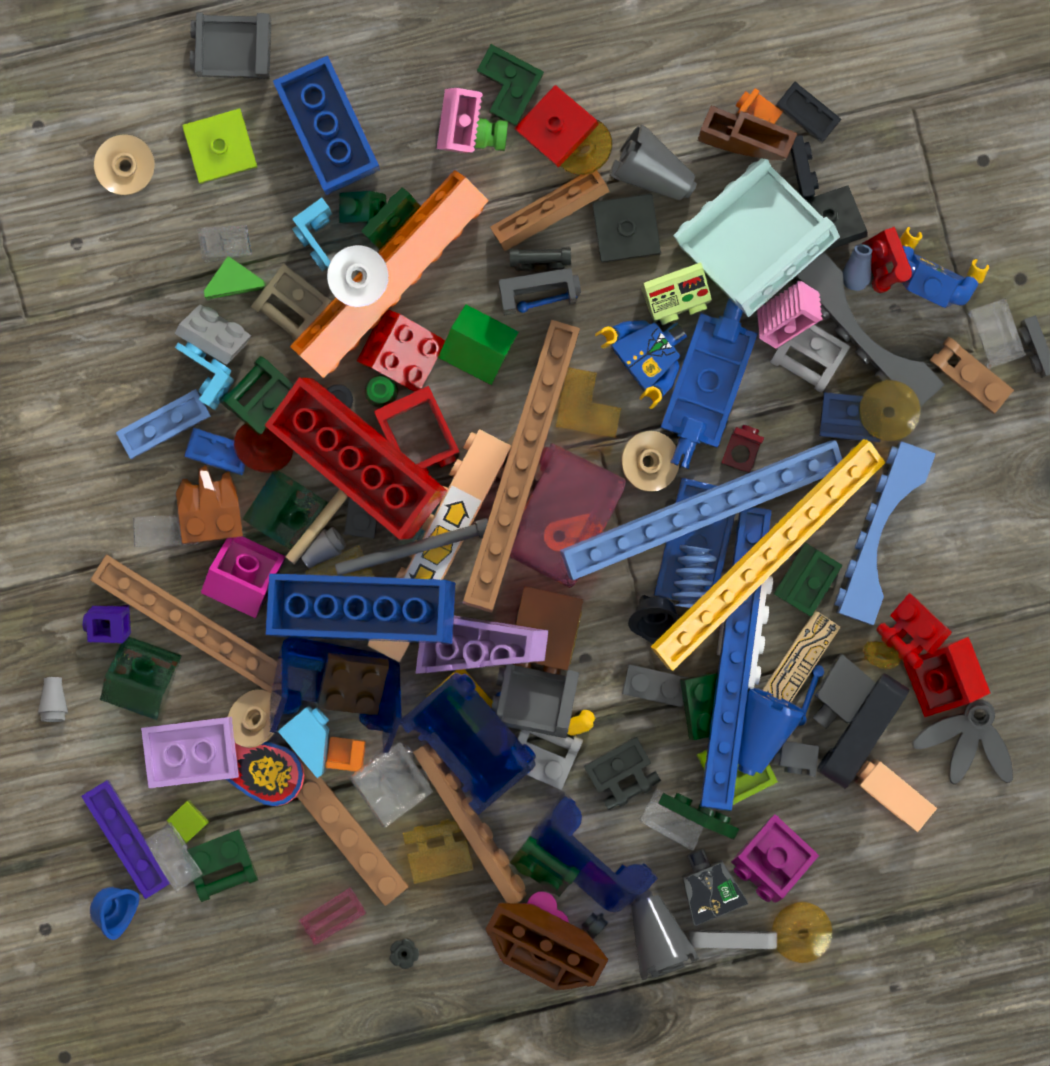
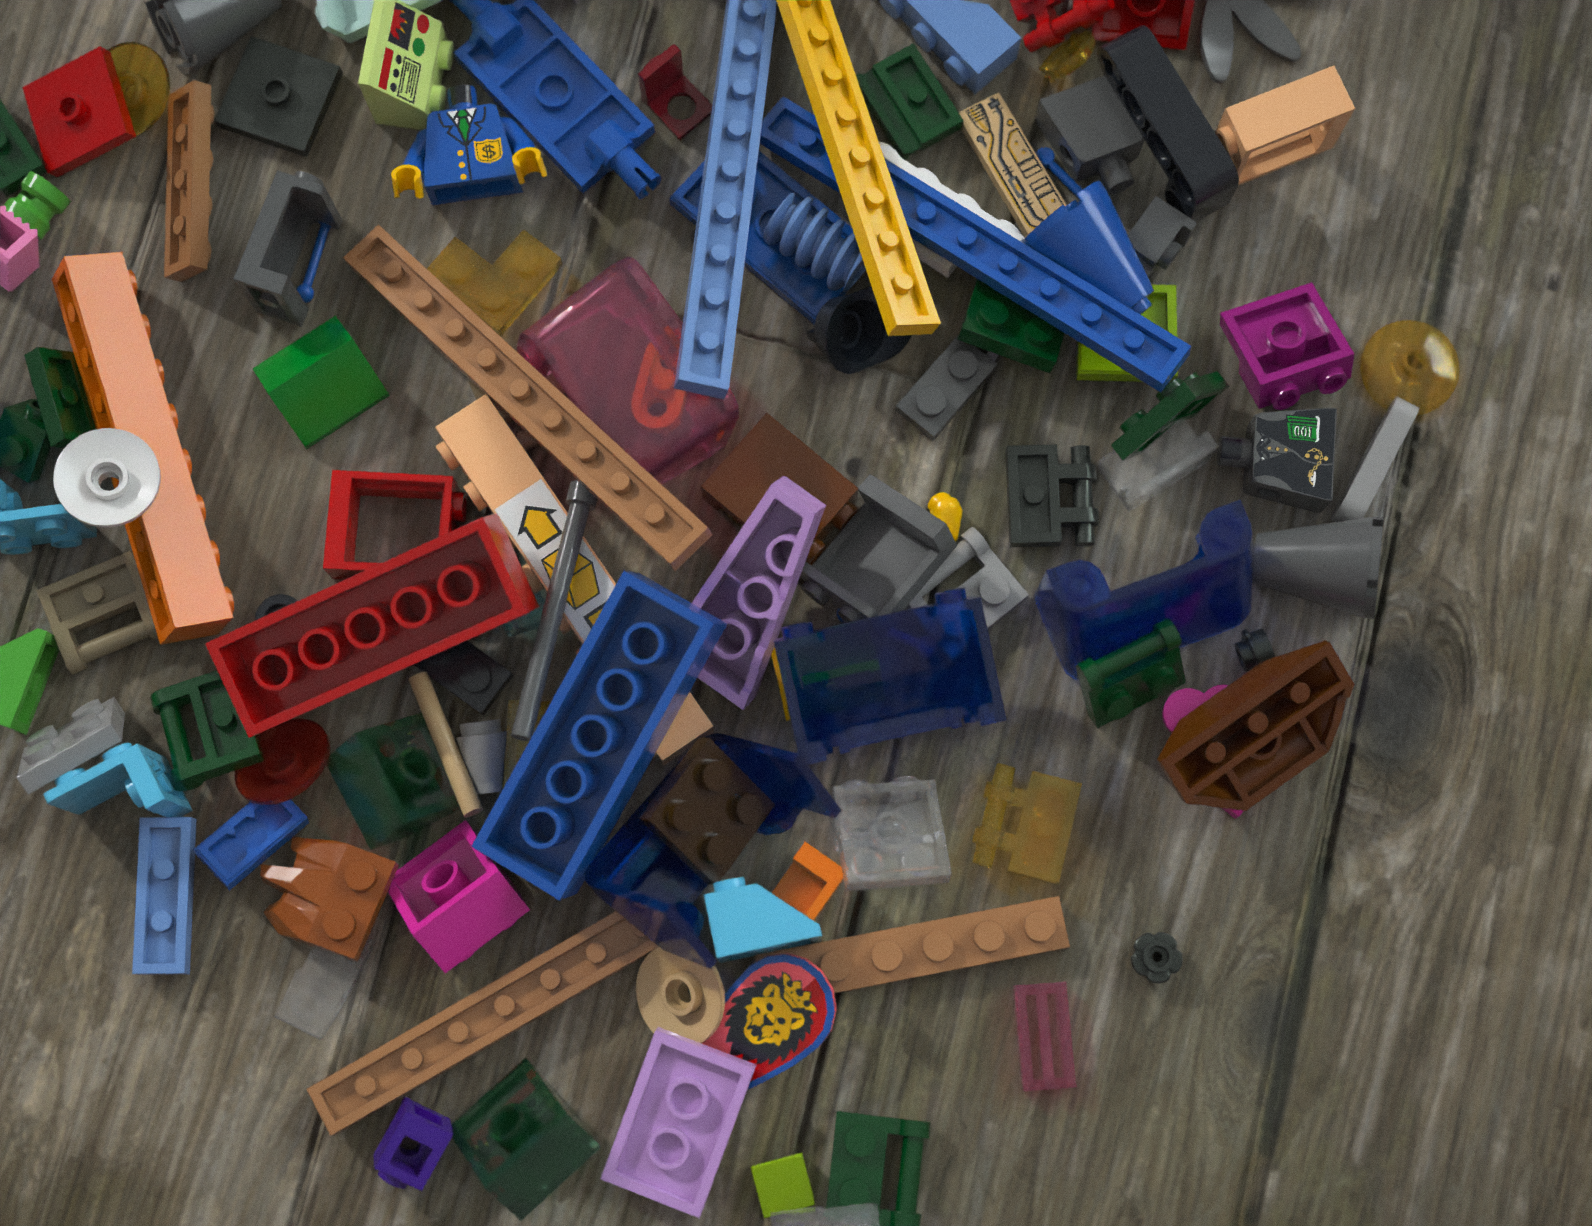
camera: 65 degrees left, 10 degrees down
(381, 391) = (302, 551): green hat -> none
(401, 350) = (260, 488): bracket -> none
(476, 832) = (1031, 748): medium nougat plate -> none
(553, 258) = (233, 234): pearl dark grey plate -> none
(659, 450) = (618, 209): tan dish -> none

